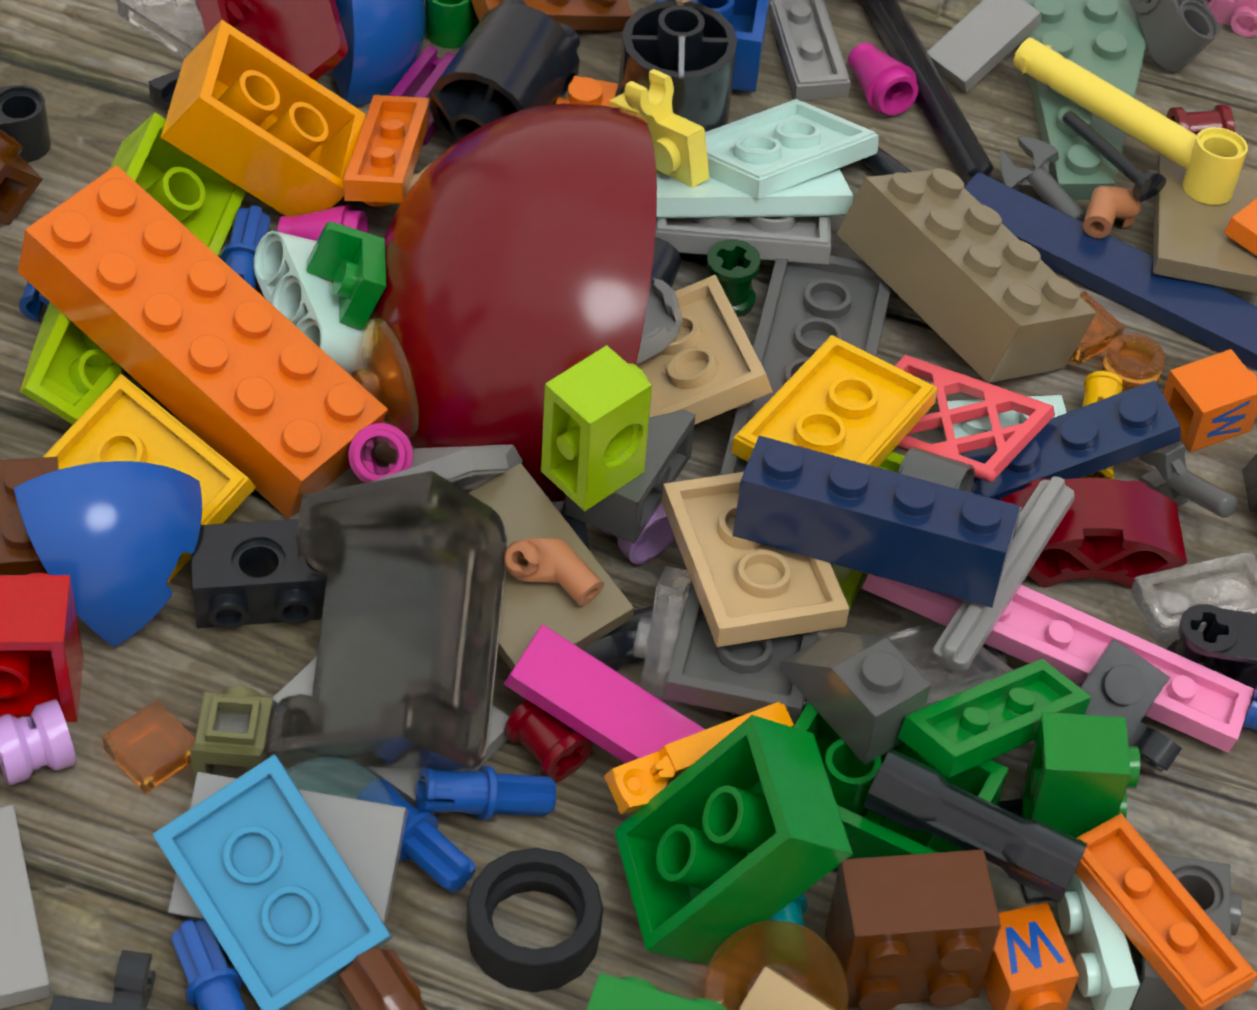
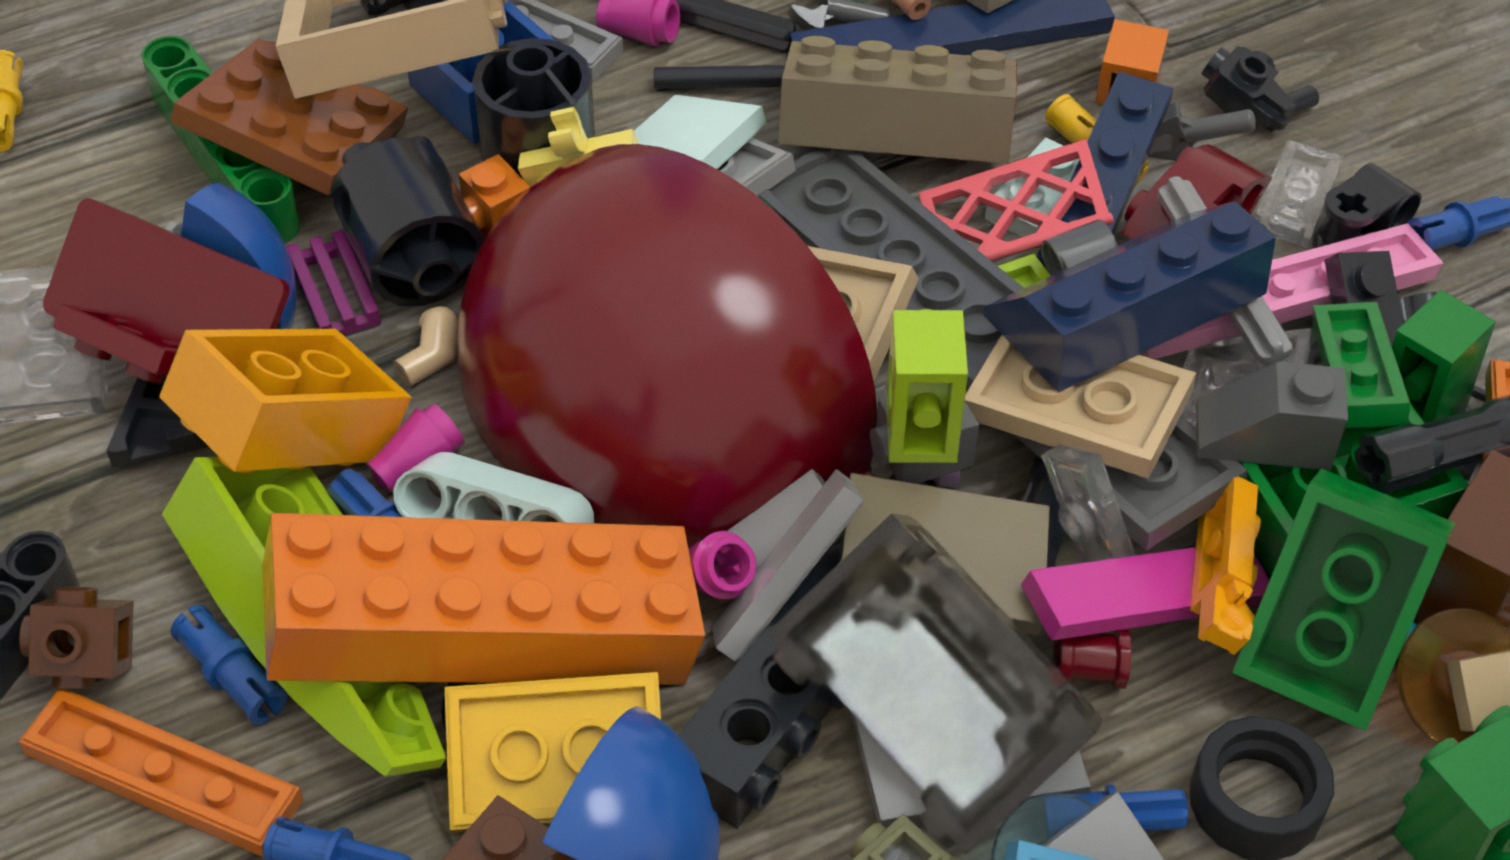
camera: 45 degrees left, 0 degrees up
(355, 265) = (523, 445): green bracket -> none
(387, 150) = (396, 340): orange plate -> none
(388, 376) = (644, 494): clear orange dish -> none
(484, 793) = (1117, 741): blue axle -> none
(552, 562) = (975, 519): nougat arm -> none
(784, 148) = (663, 104): light aqua tile -> none
(841, 406) = (966, 254): yellow tile -> none
(1134, 360) = (1044, 81): clear orange tile -> none

